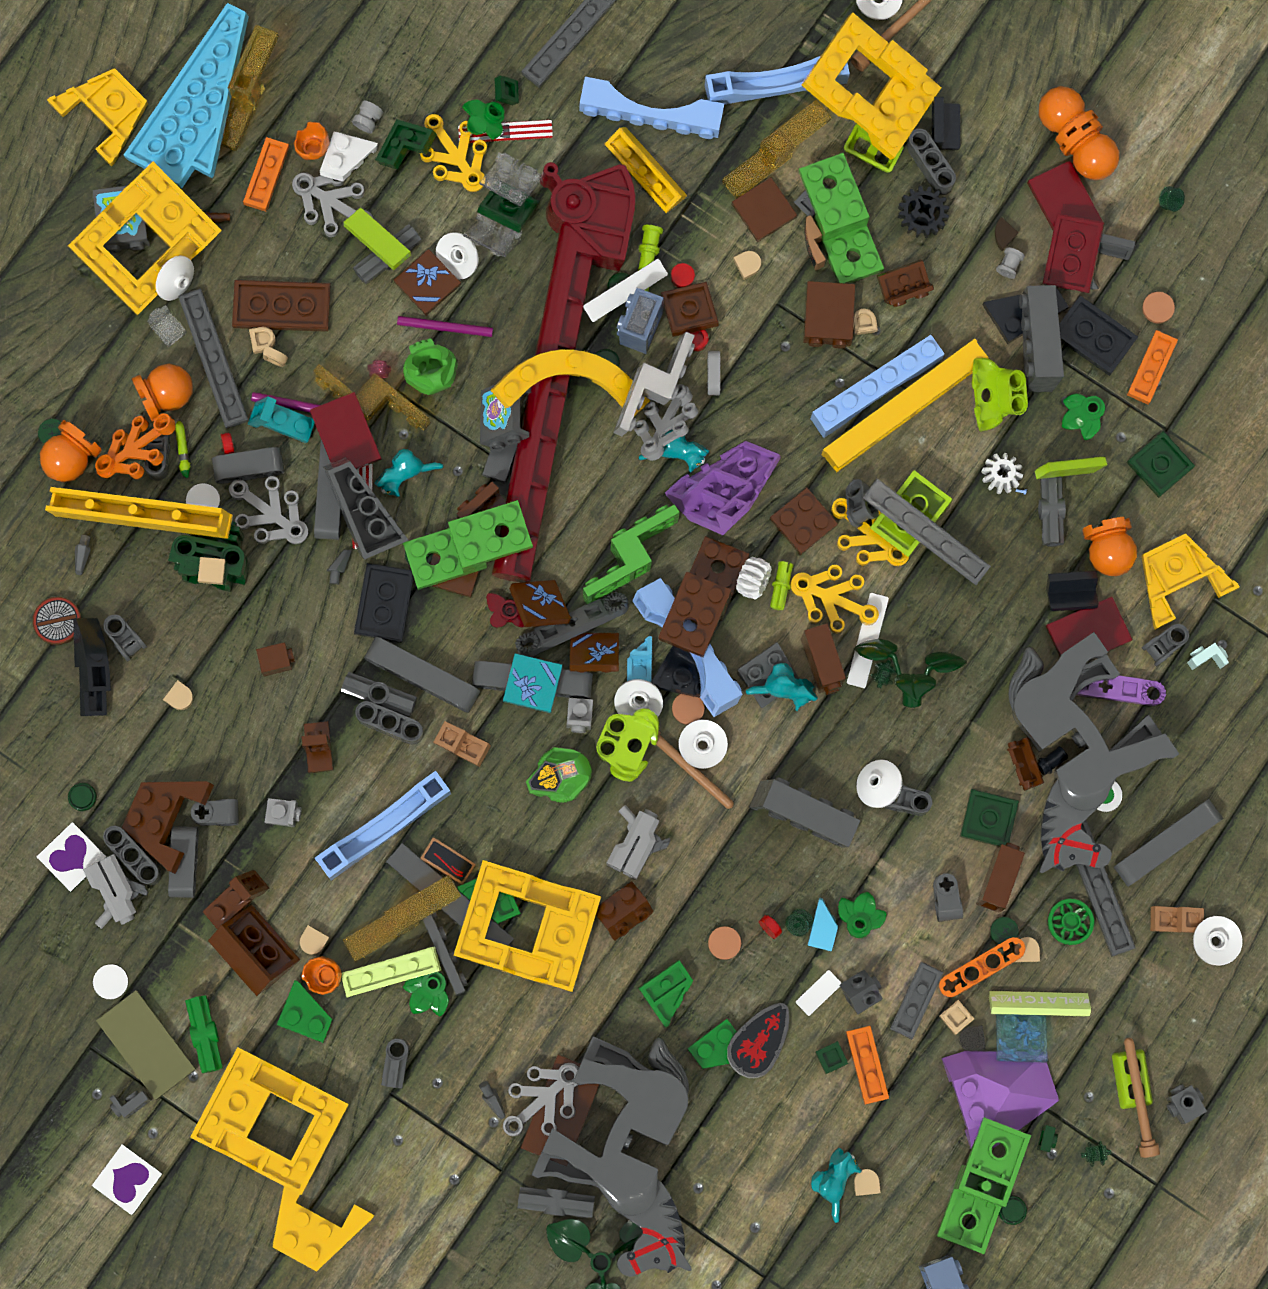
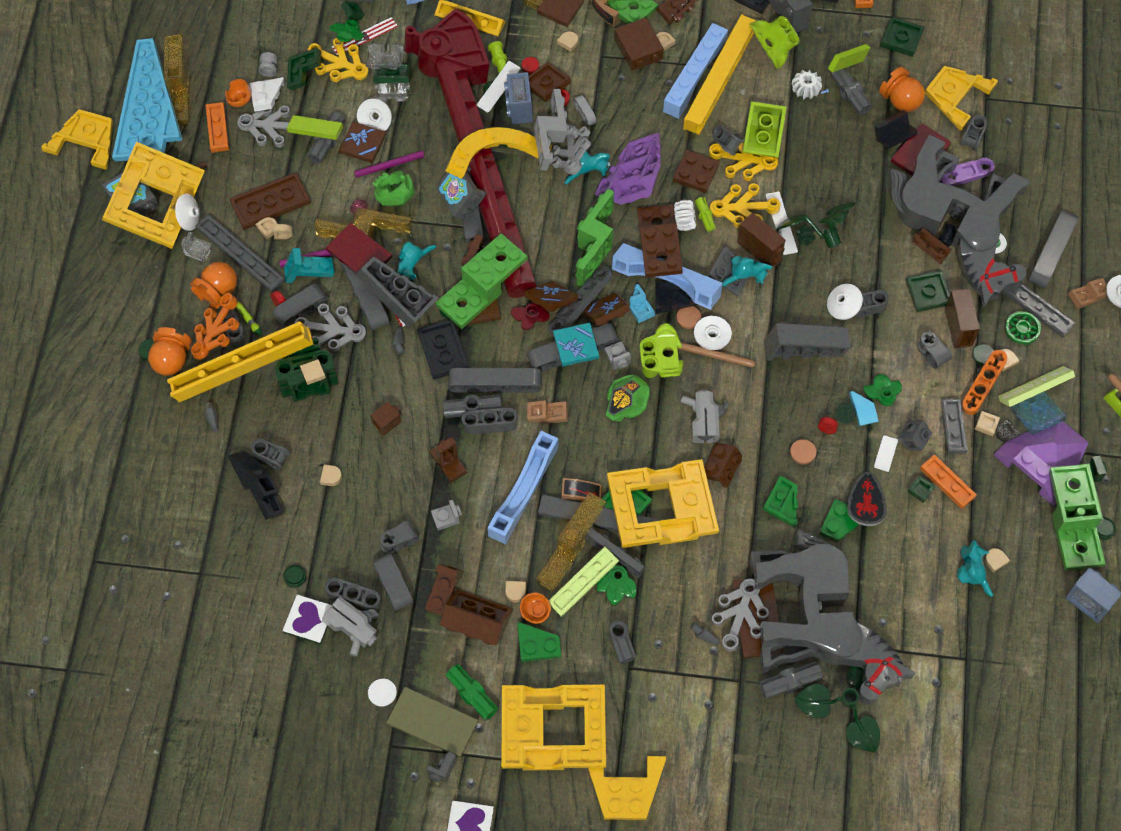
camera: 20 degrees left, 15 degrees down
(54, 620) = (215, 468): tile -> none
(155, 812) = (354, 556): reddish brown wing -> none
(626, 701) = (646, 318): white dish -> none
(926, 531) = (781, 134): dark grey tile -> none
(1080, 417) = (835, 31): green plate -> none
(1201, 655) = (1008, 125): light aqua bracket -> none

